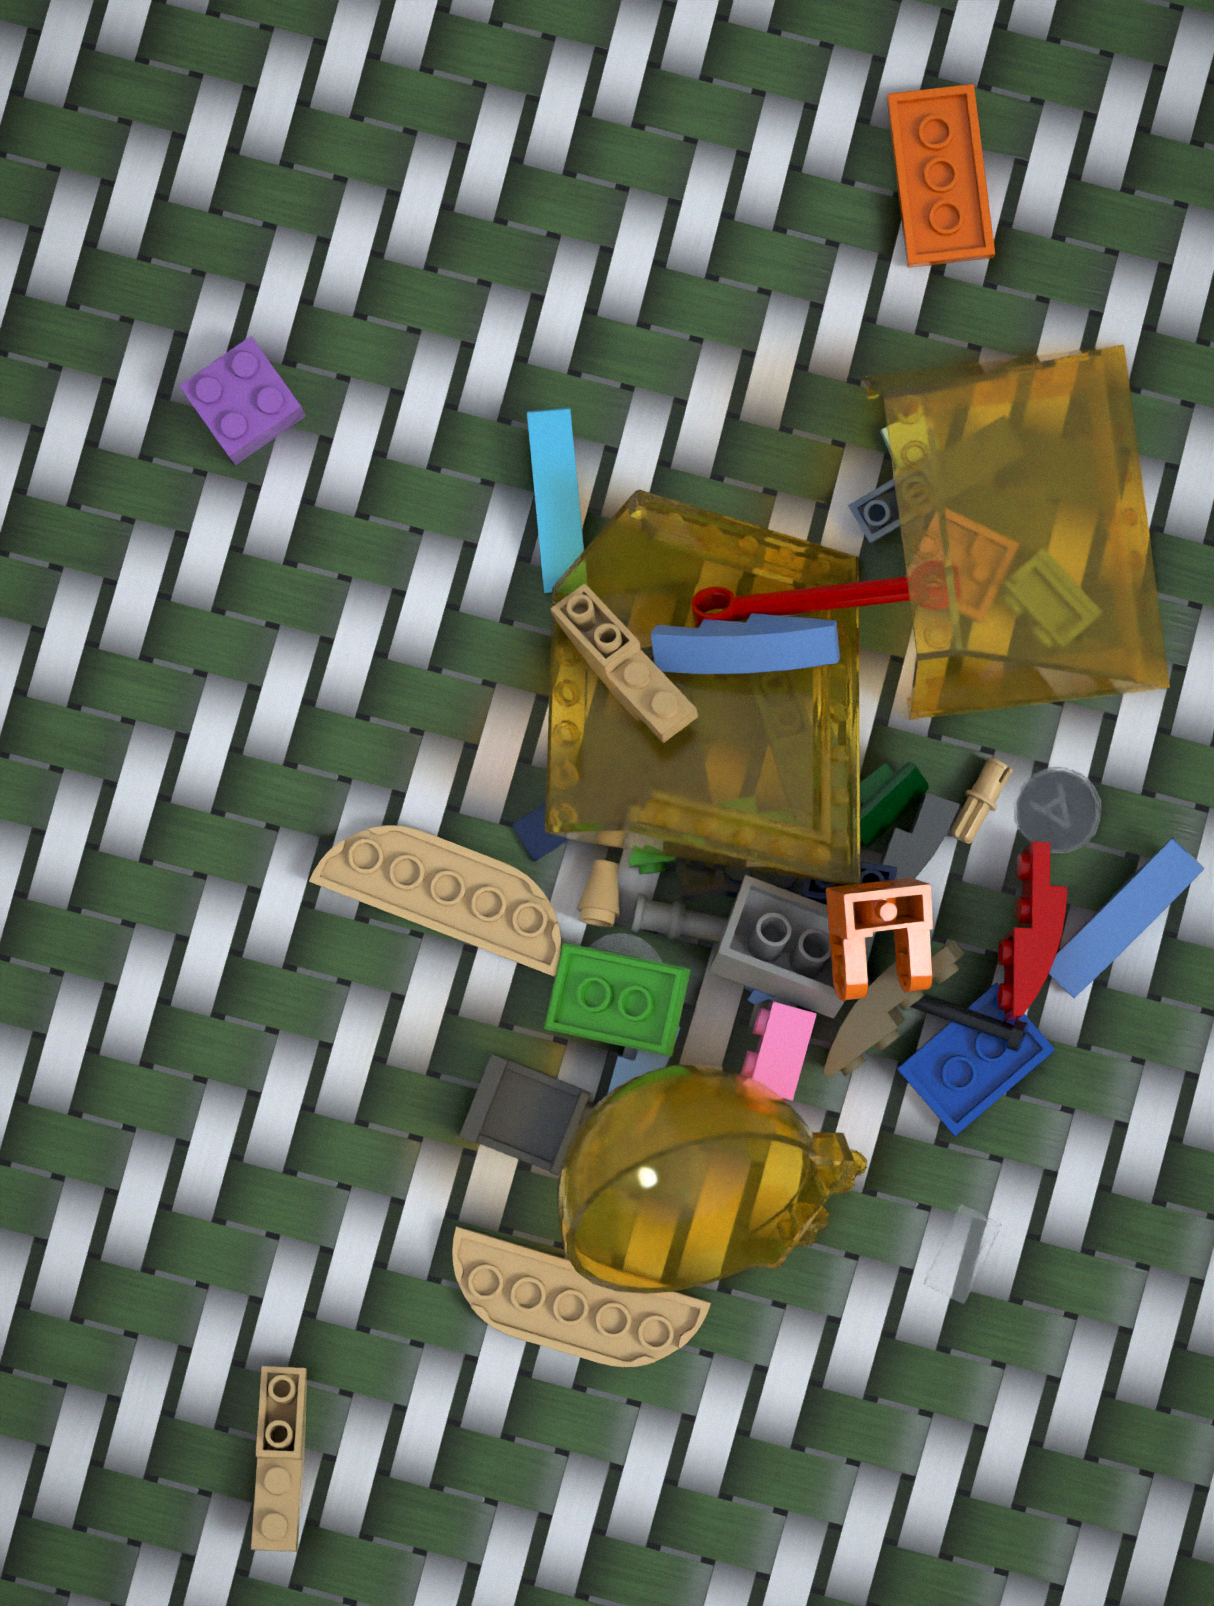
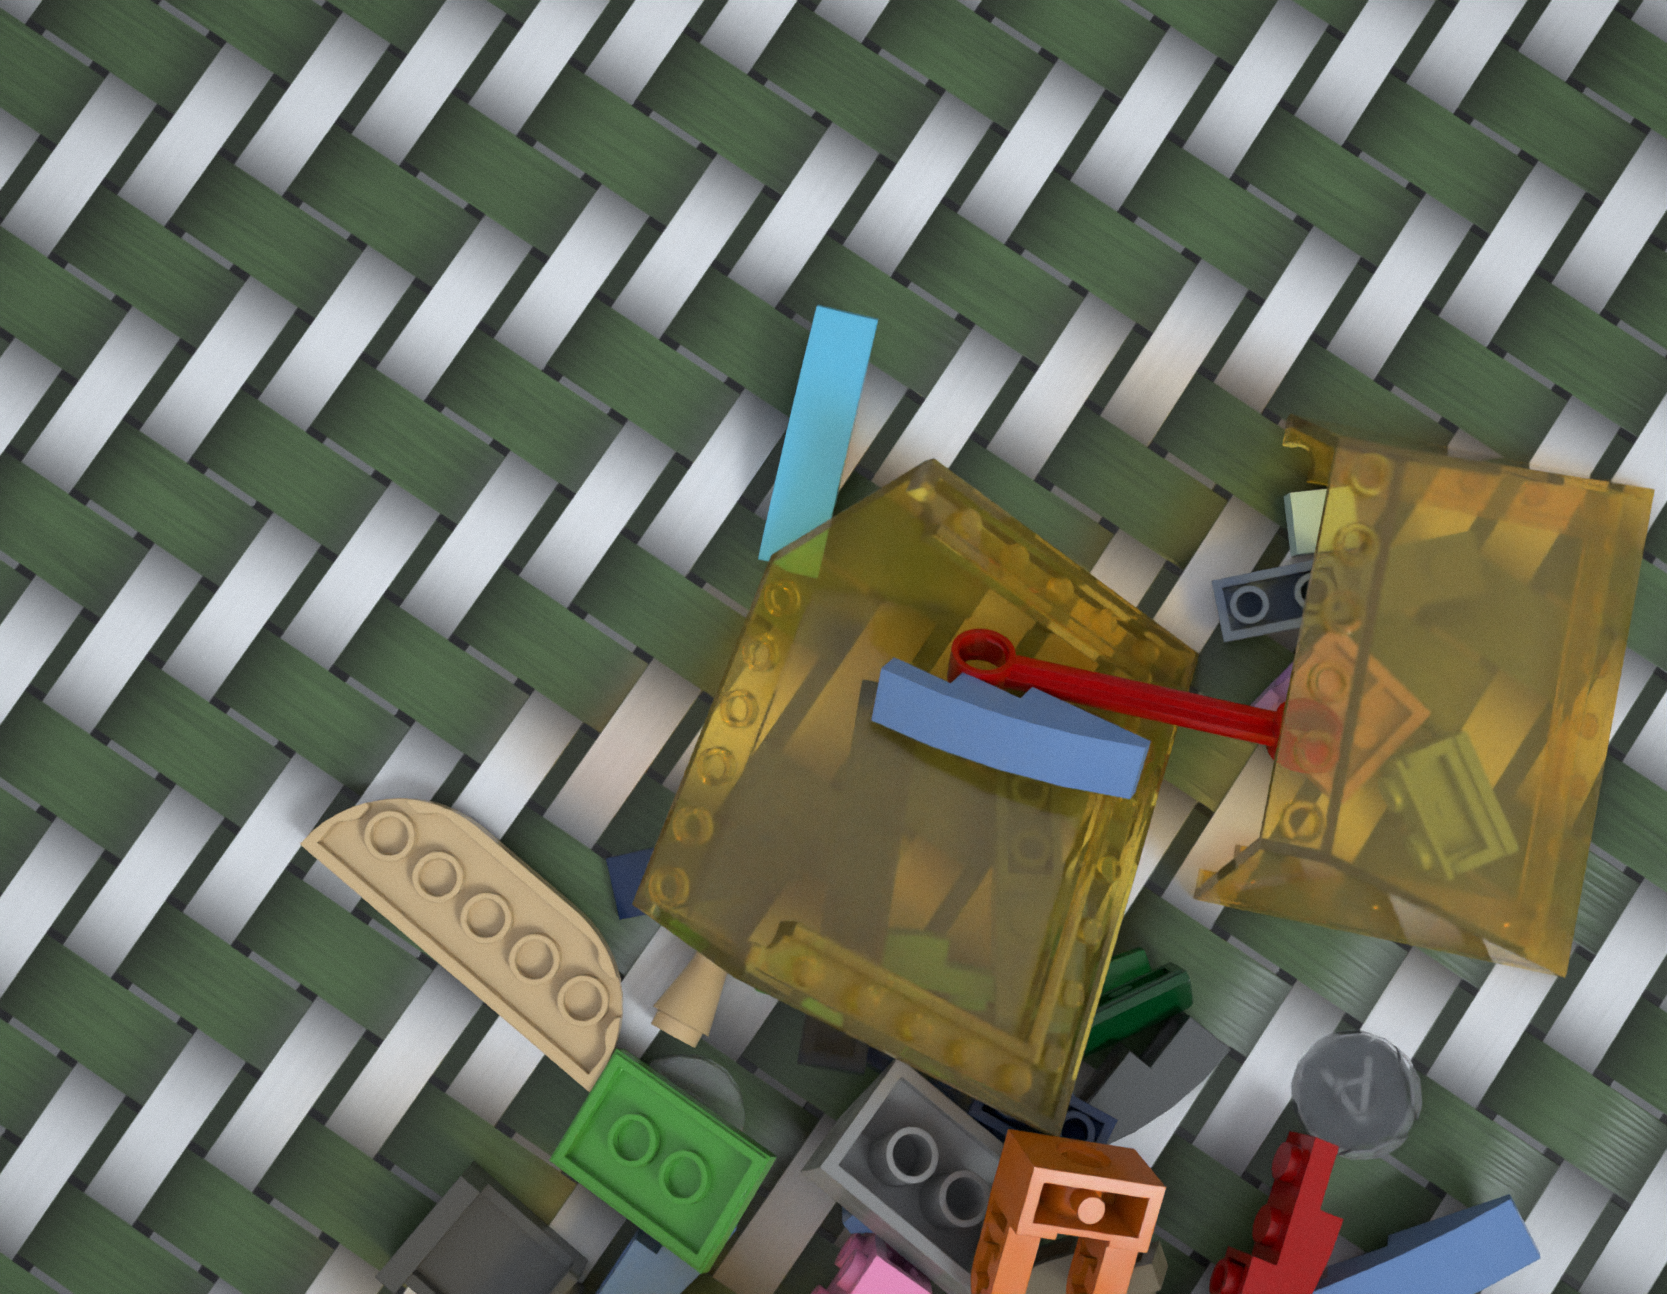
camera: 15 degrees right, 0 degrees up
(243, 400) = (439, 161): medium lavender brick -> none
(622, 664) = (829, 698): tan slope -> none
(675, 920) = (778, 1070): light grey pin -> none
(940, 176) = (1483, 179): orange plate -> none
(980, 800) = (1259, 1045): tan axle -> none

